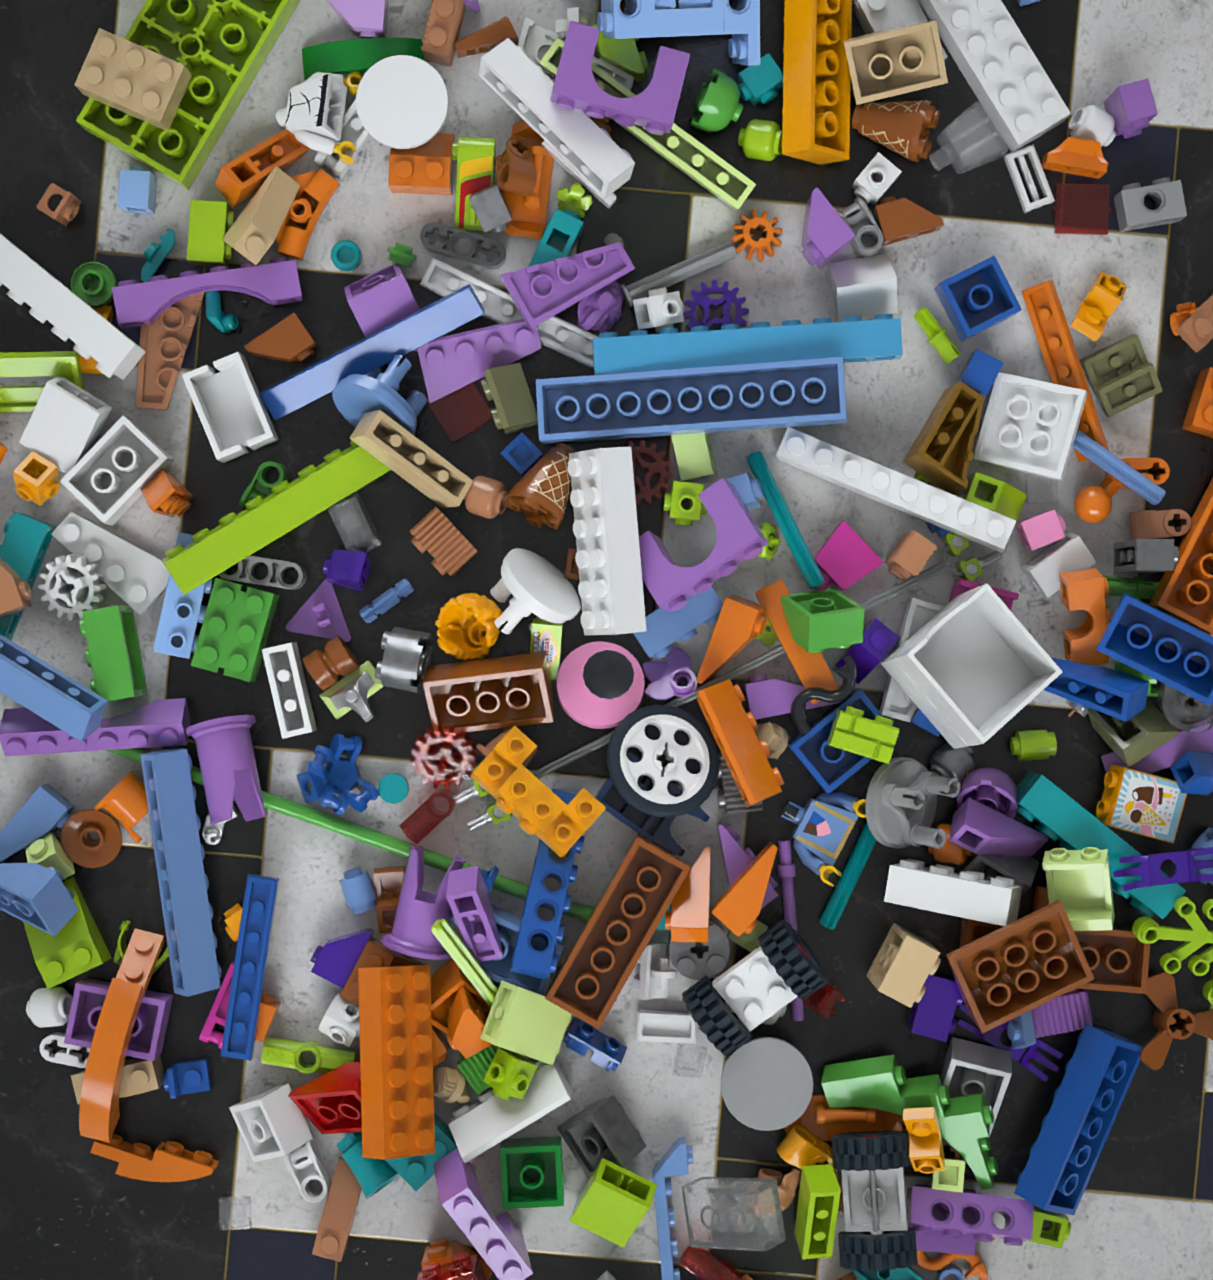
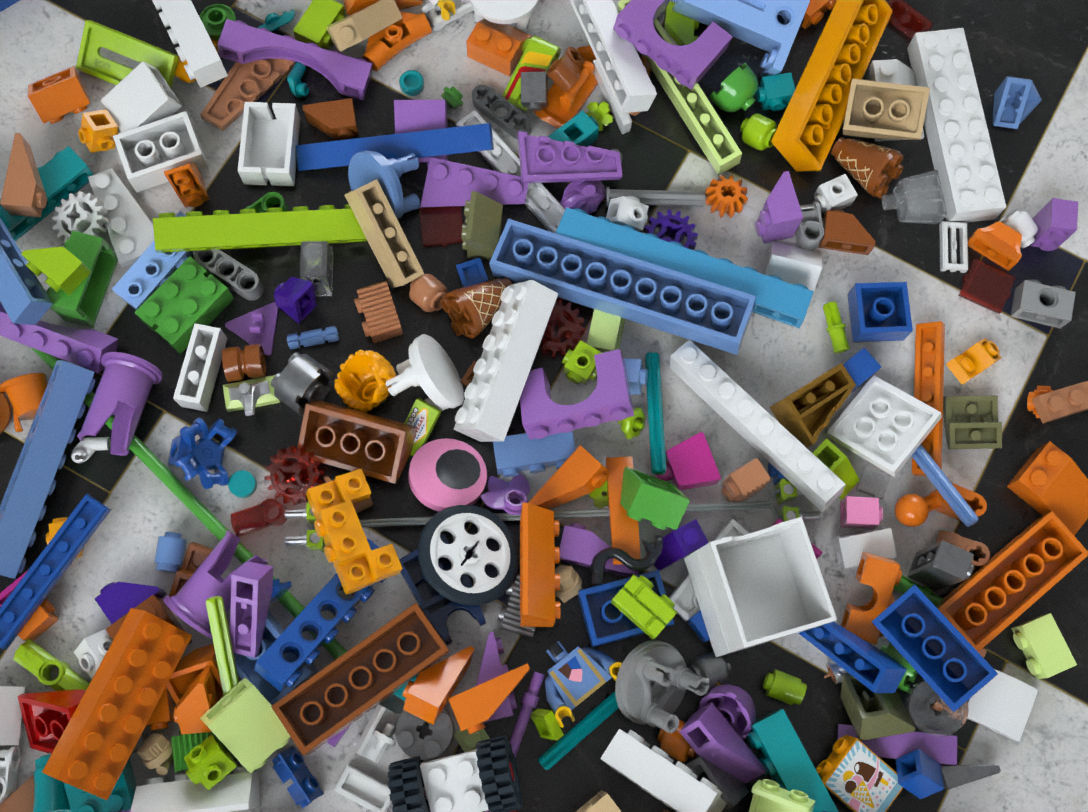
camera: 15 degrees right, 15 degrees down
(93, 660) = (59, 266): none -> lime slope
(814, 887) = (546, 724): none -> lime tile

